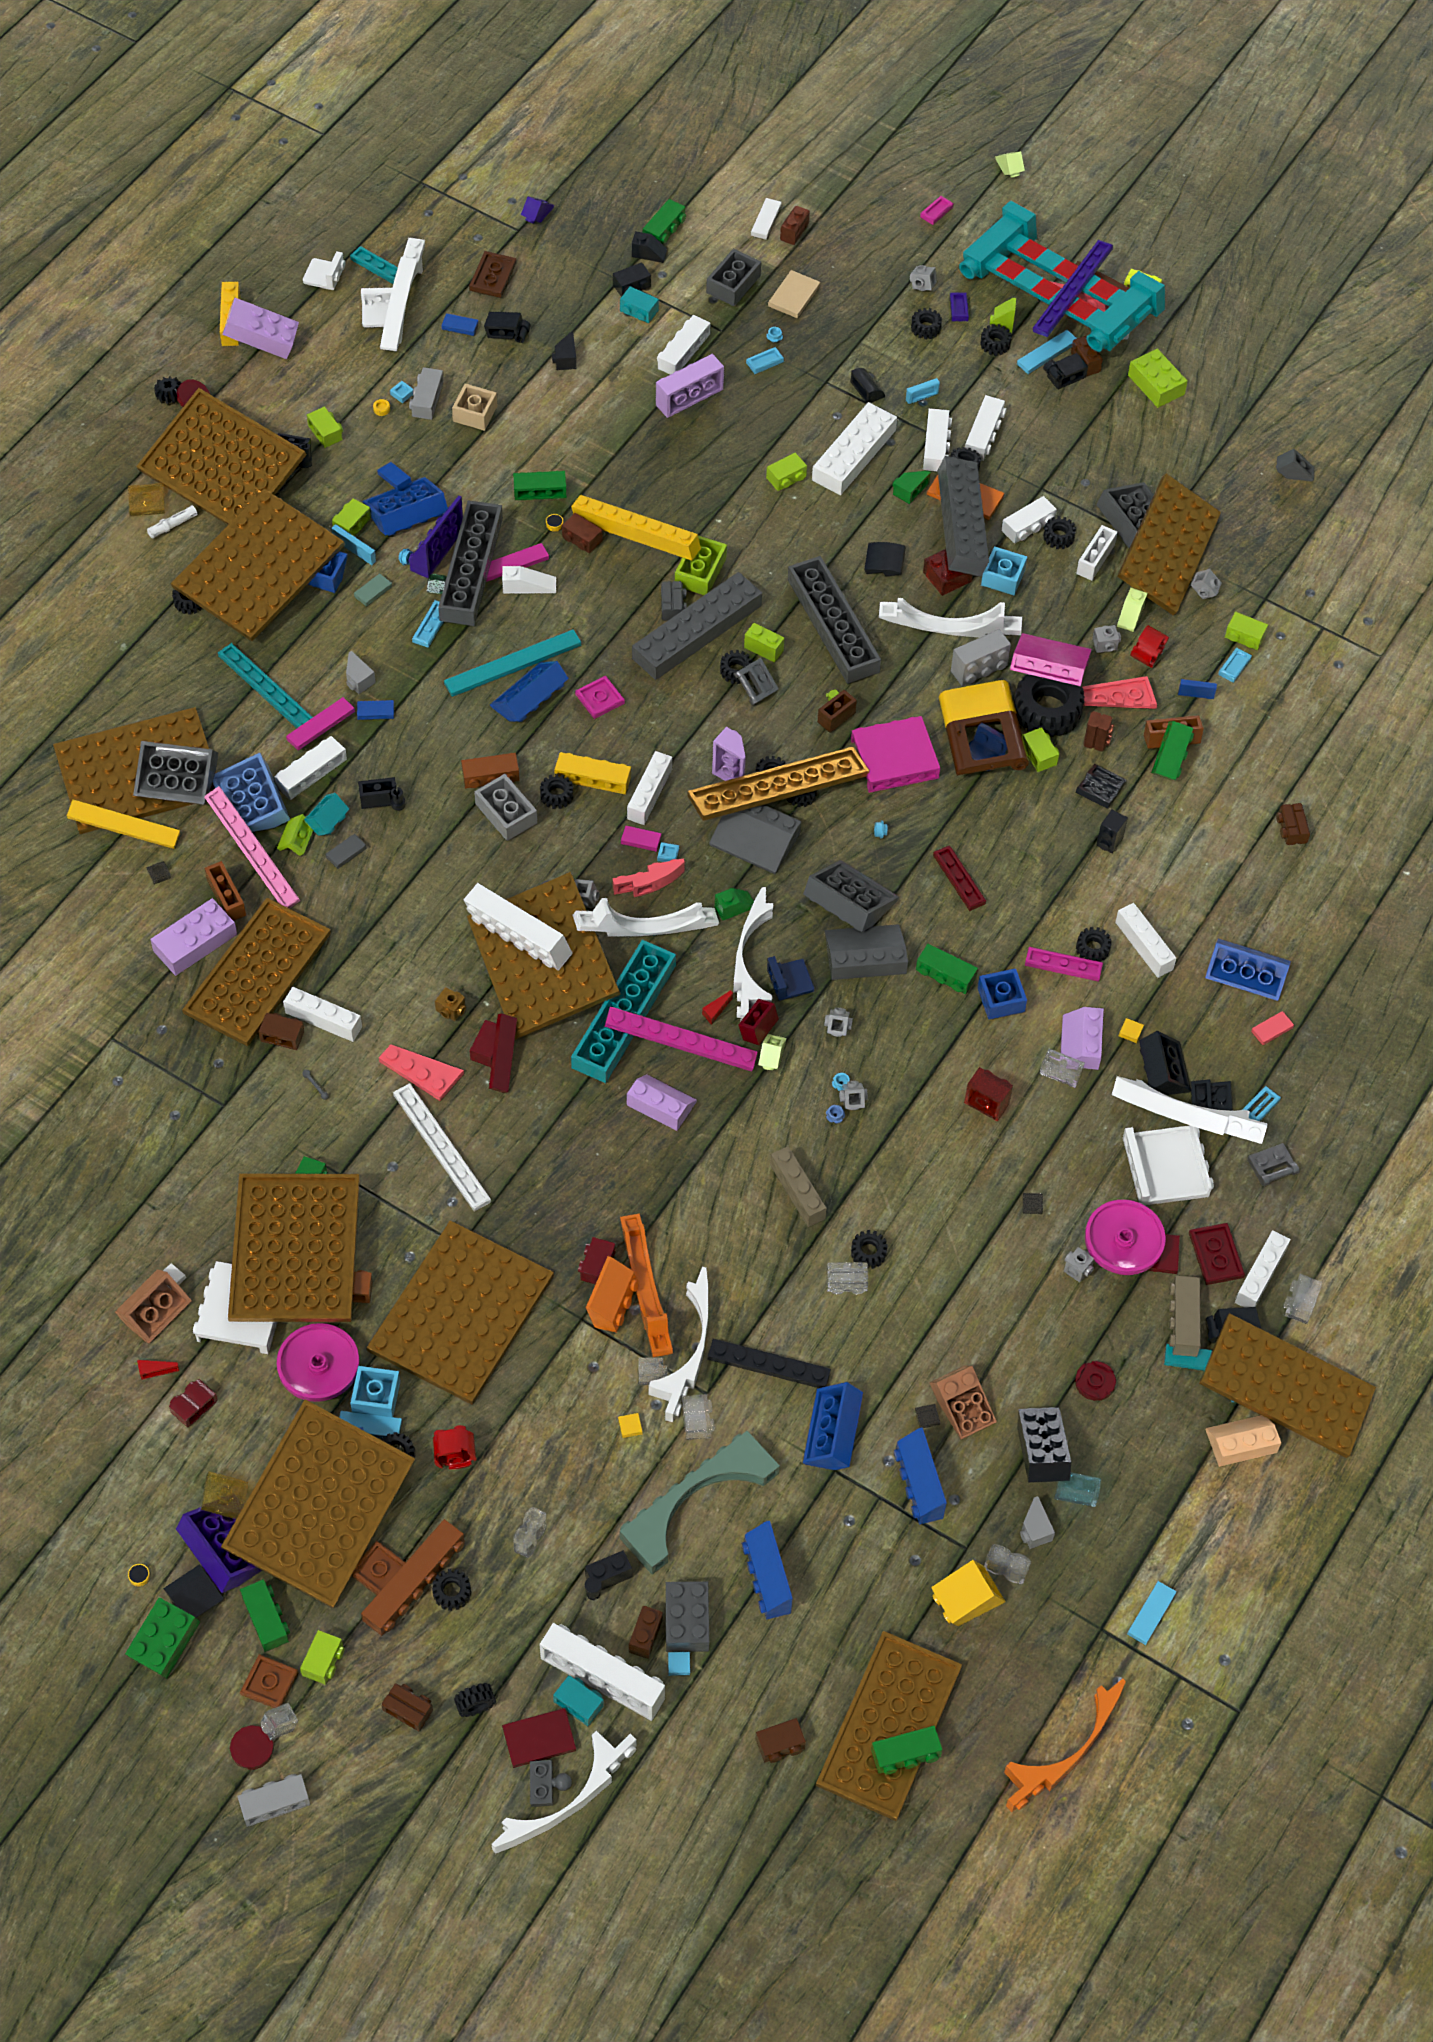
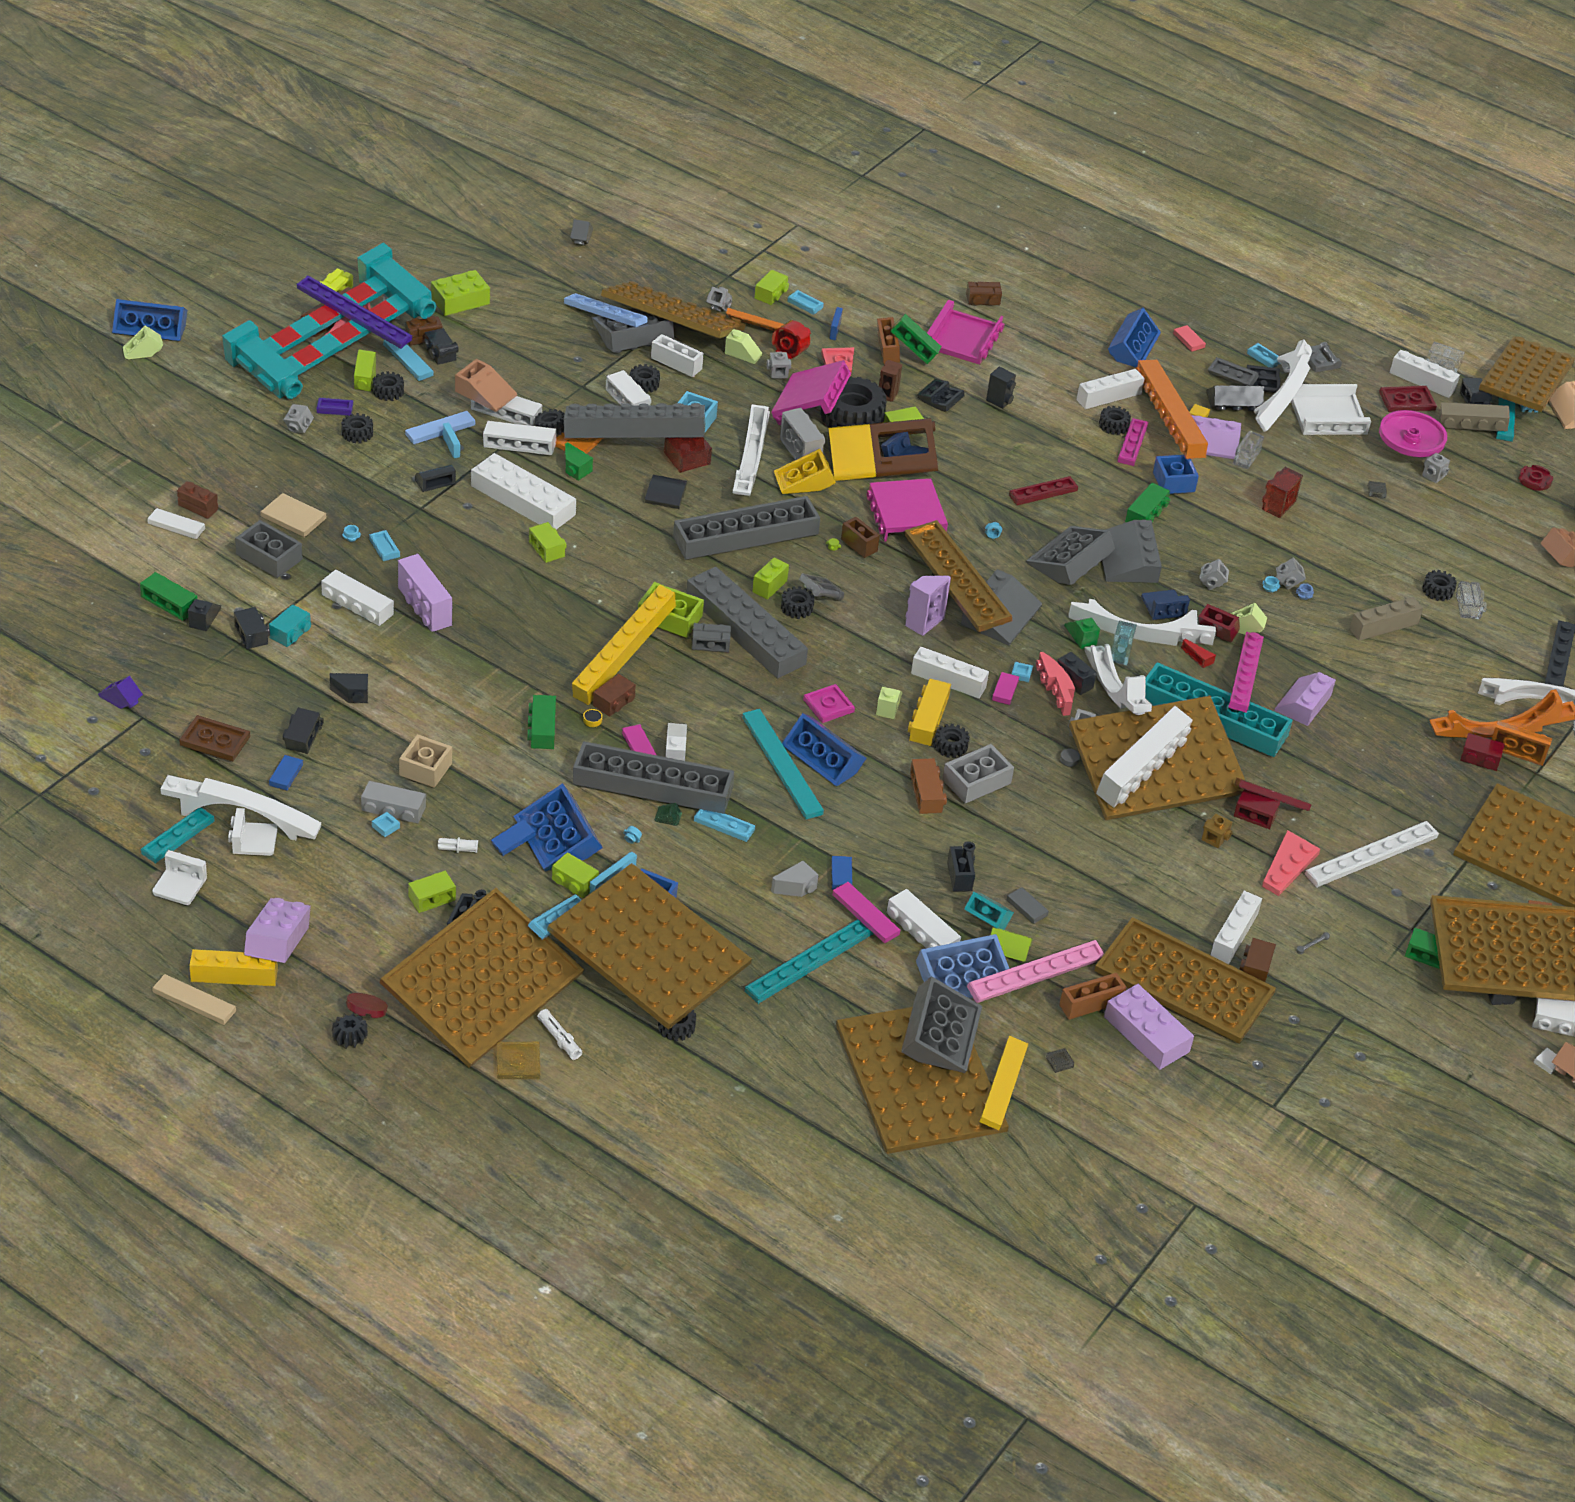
camera: 90 degrees left, 15 degrees down
(201, 298) = (194, 999): none -> tan tile
(293, 501) = (540, 924): none -> medium azure tile
(372, 589) = (674, 866): sand green tile -> none
(381, 407) = (403, 846): yellow tile -> none
(383, 442) = (458, 845): none -> white axle
(438, 541) = (621, 794): dark purple slope -> none
(606, 740) = (888, 702): none -> yellowish green slope
(664, 893) = (1079, 672): none -> black brick
(710, 931) = (1123, 642): none -> clear light blue brick
(933, 669) = (805, 474): none -> yellow slope
(936, 210) = (193, 405): dark pink tile -> none
(947, 385) = (435, 428): none -> light blue tile
(989, 397) = (483, 385): none -> nougat slope
(1049, 162) = (163, 319): none -> blue slope
(1109, 989) = (1172, 410): none -> orange brick
(1143, 498) = (605, 310): none -> light blue tile
(1182, 622) = (754, 320): none -> orange tile
(1207, 1063) = (1233, 372): none -> dark grey plate
(1215, 804) = (964, 334): none -> dark pink panel

